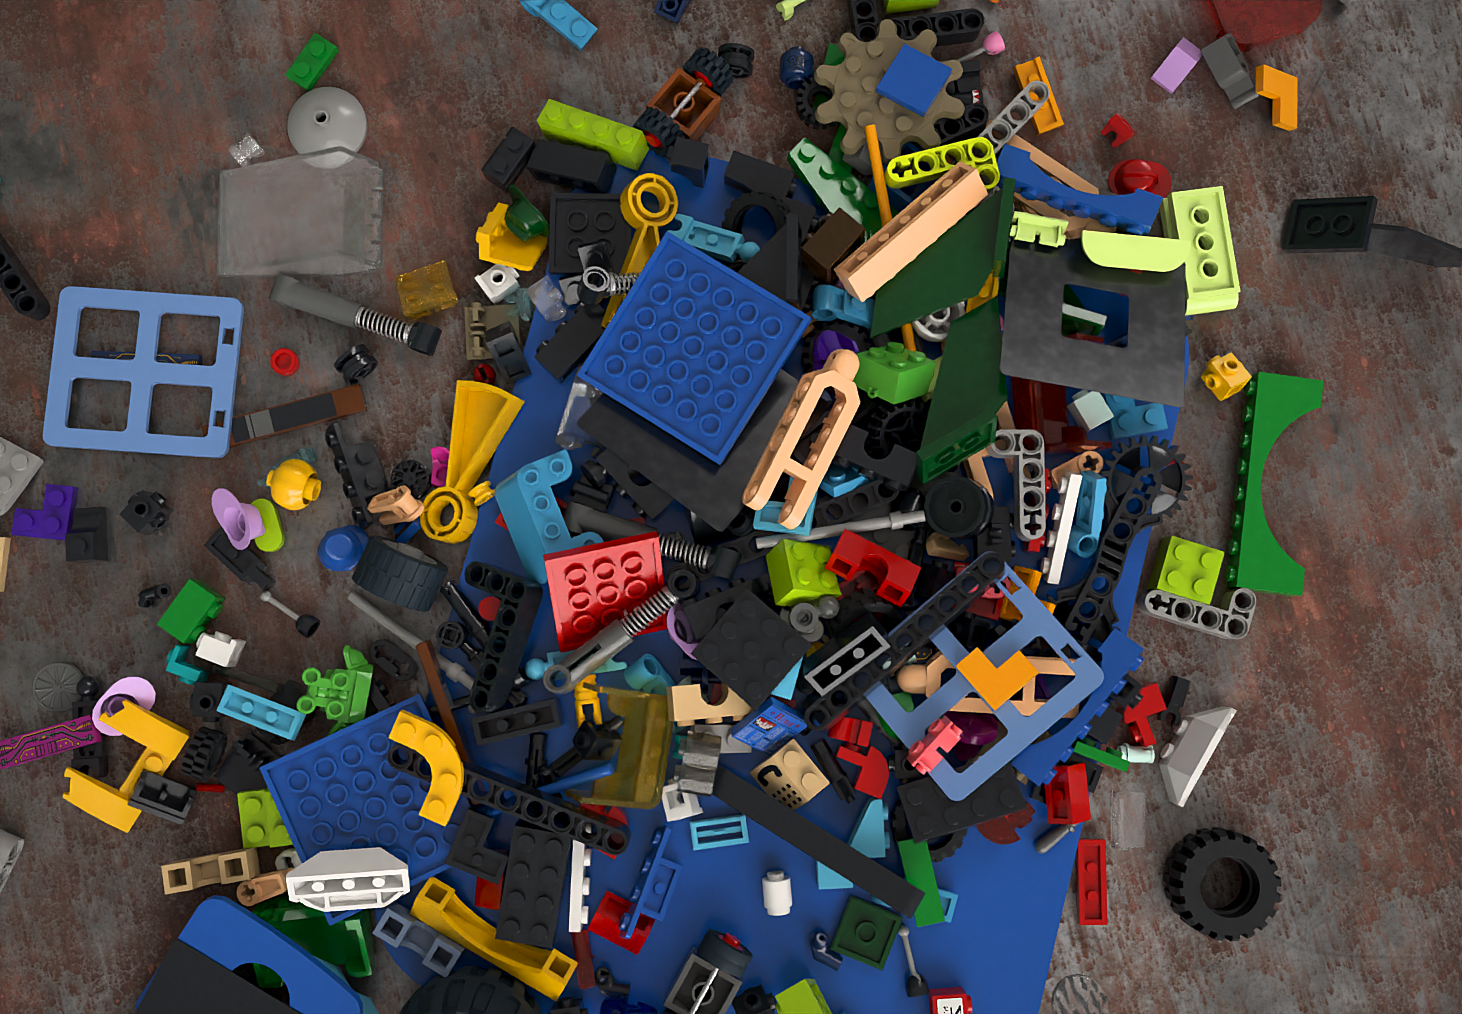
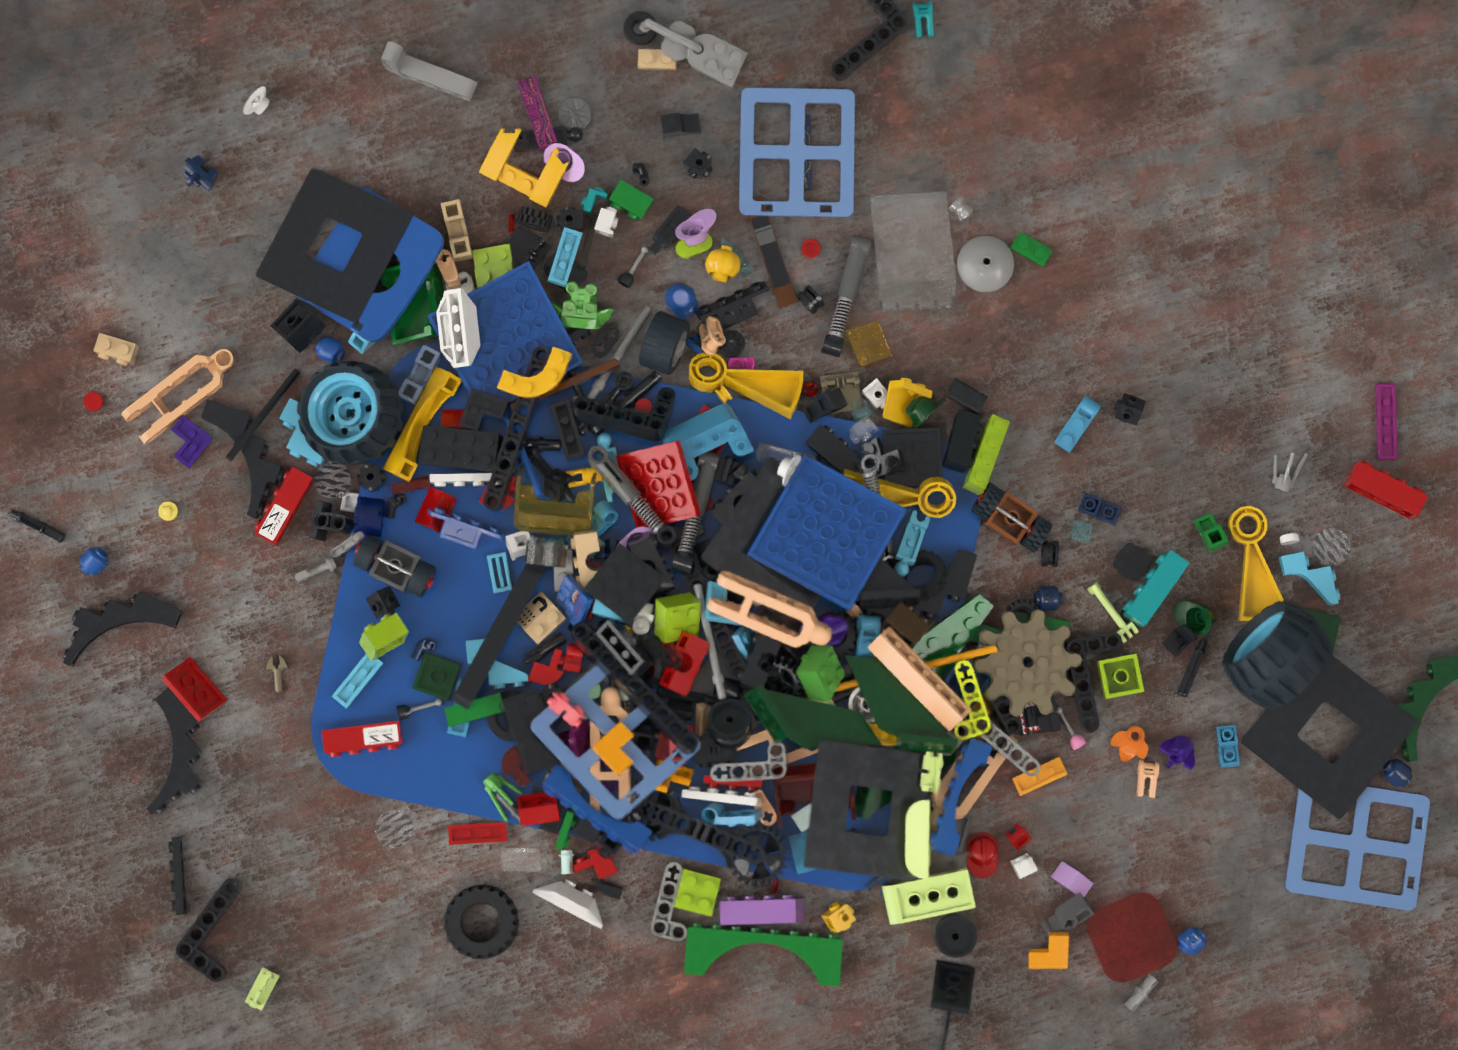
camera: 90 degrees right, 0 degrees up
(53, 520) = (690, 100): dark purple plate -> none
(161, 796) = (504, 193): black hinge -> none
(595, 399) = (788, 467): none -> white piece
(690, 160) = (966, 523): black arch -> none
(706, 21) = (1081, 531): none -> clear light blue tile
(777, 893) = (460, 614): white brick -> none
(826, 607) = (655, 633): dark grey plate -> none
(913, 80) = (1032, 677): blue tile -> none
(1029, 858) = (494, 784): none -> bright green plant
(1160, 123) = (1024, 865): none -> white brick
(1215, 481) = (762, 911): none -> medium lavender wedge
(1258, 219) = (943, 936): none -> black wheel

